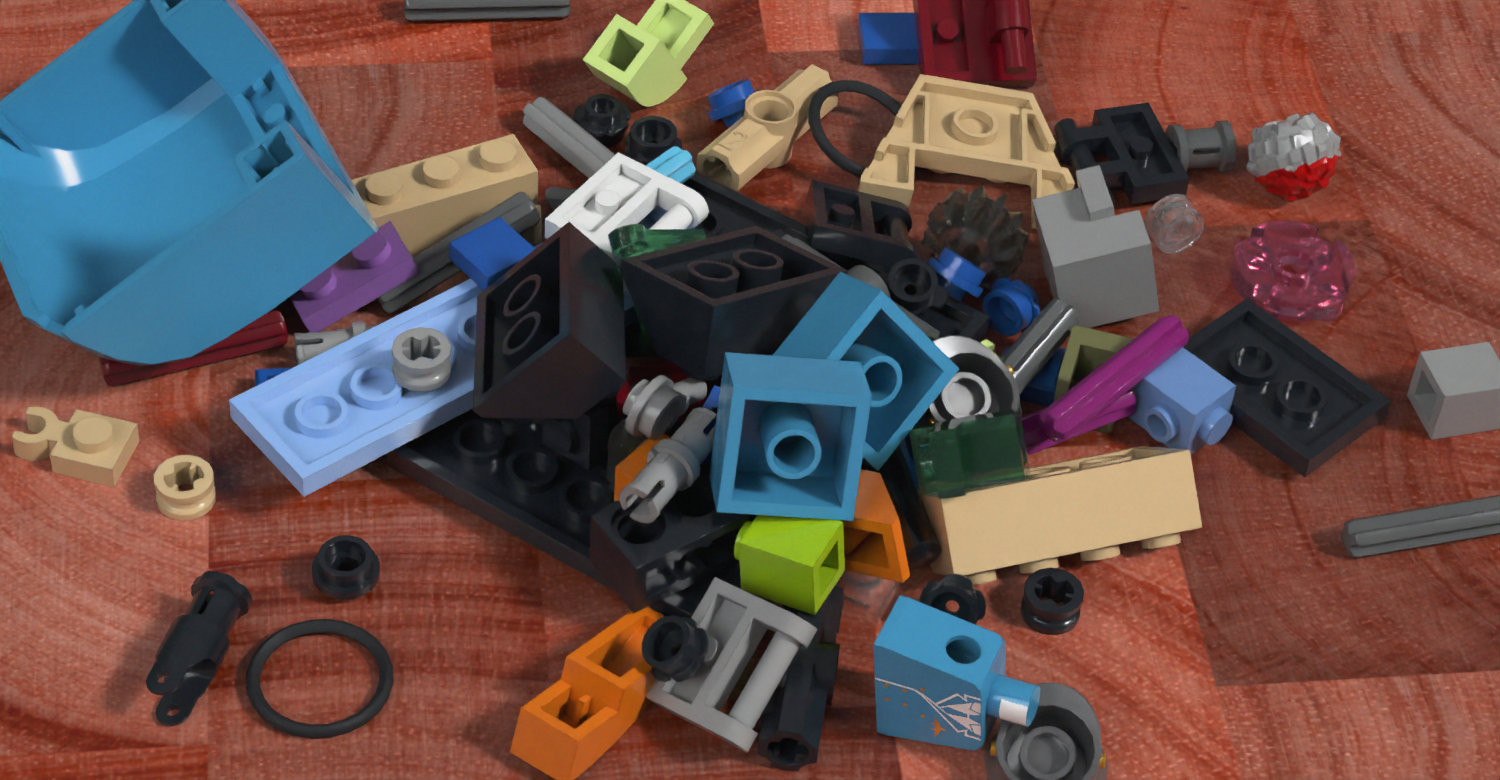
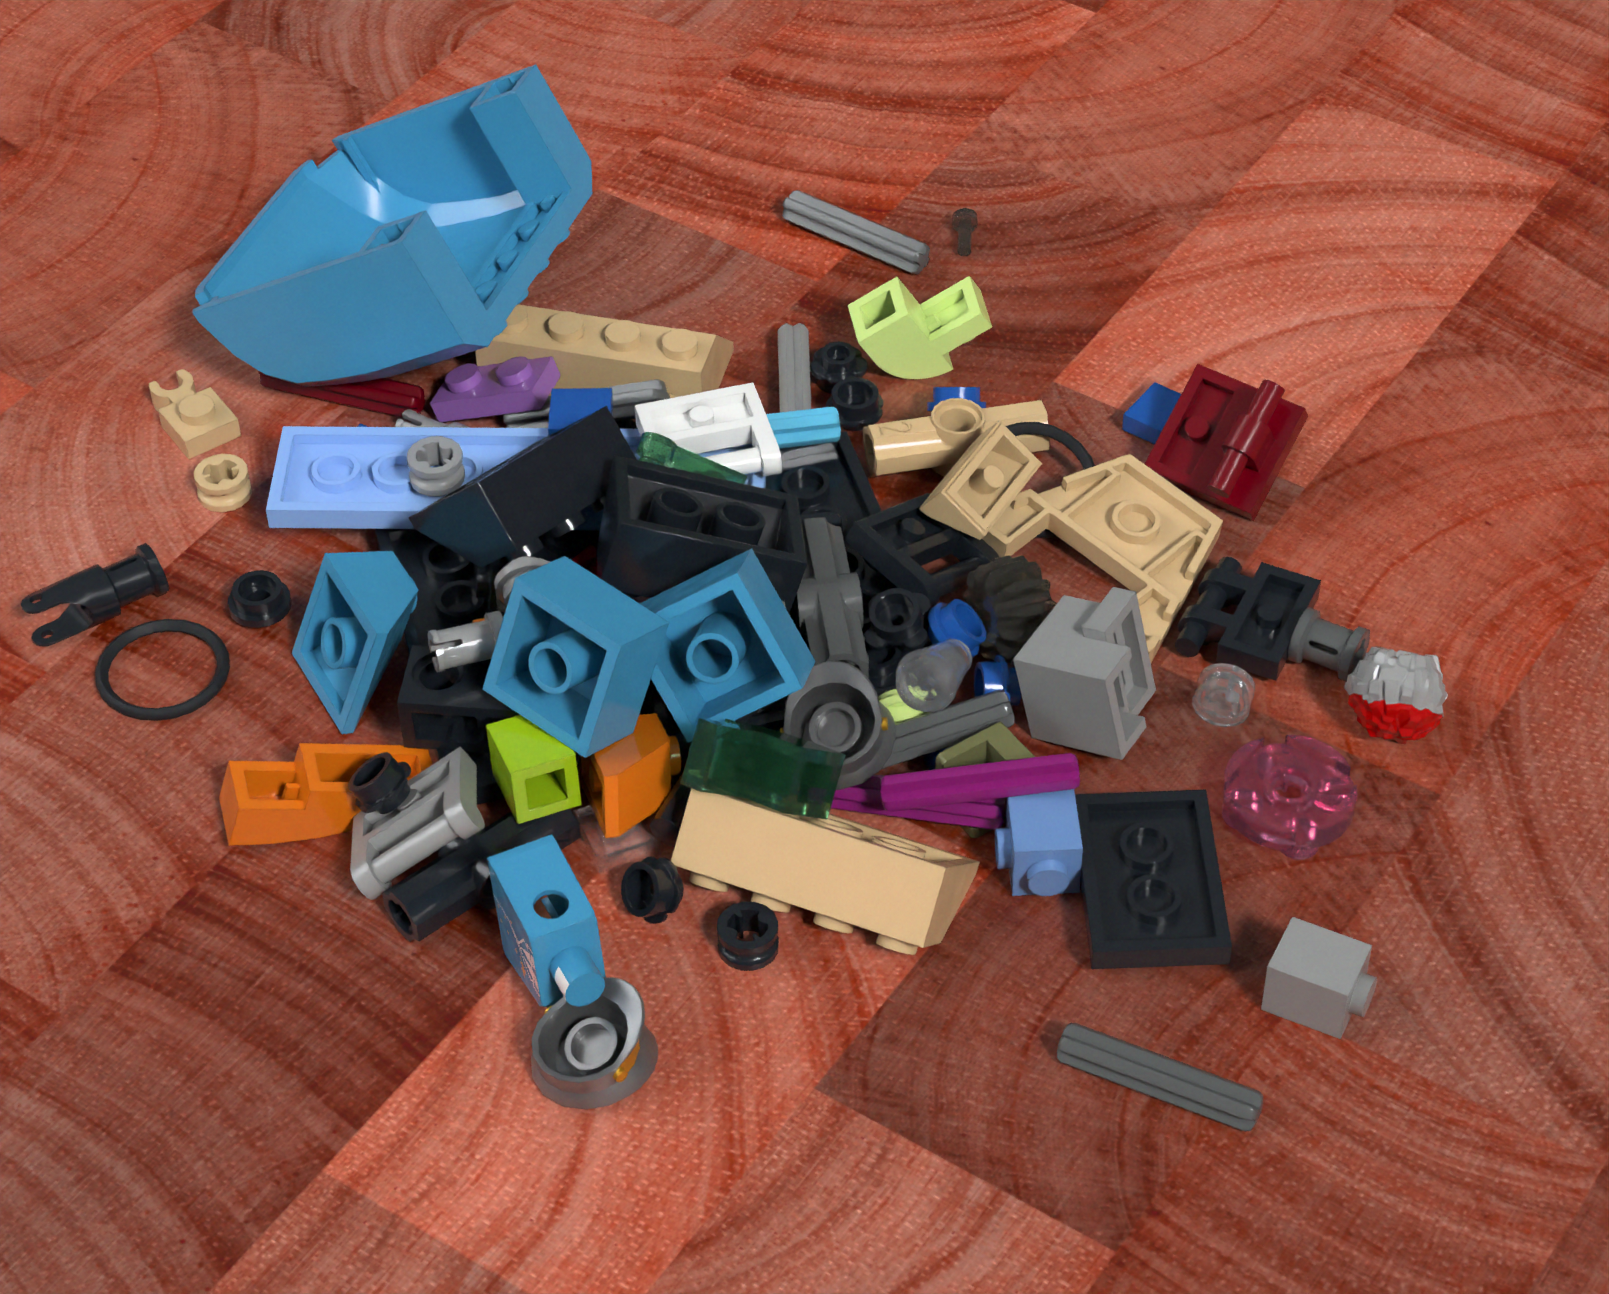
camera: 45 degrees right, 0 degrees up
(494, 544) = (353, 629): none -> dark azure slope
(850, 148) = (982, 482): none -> tan slope
(997, 314) = (932, 675): none -> clear cone

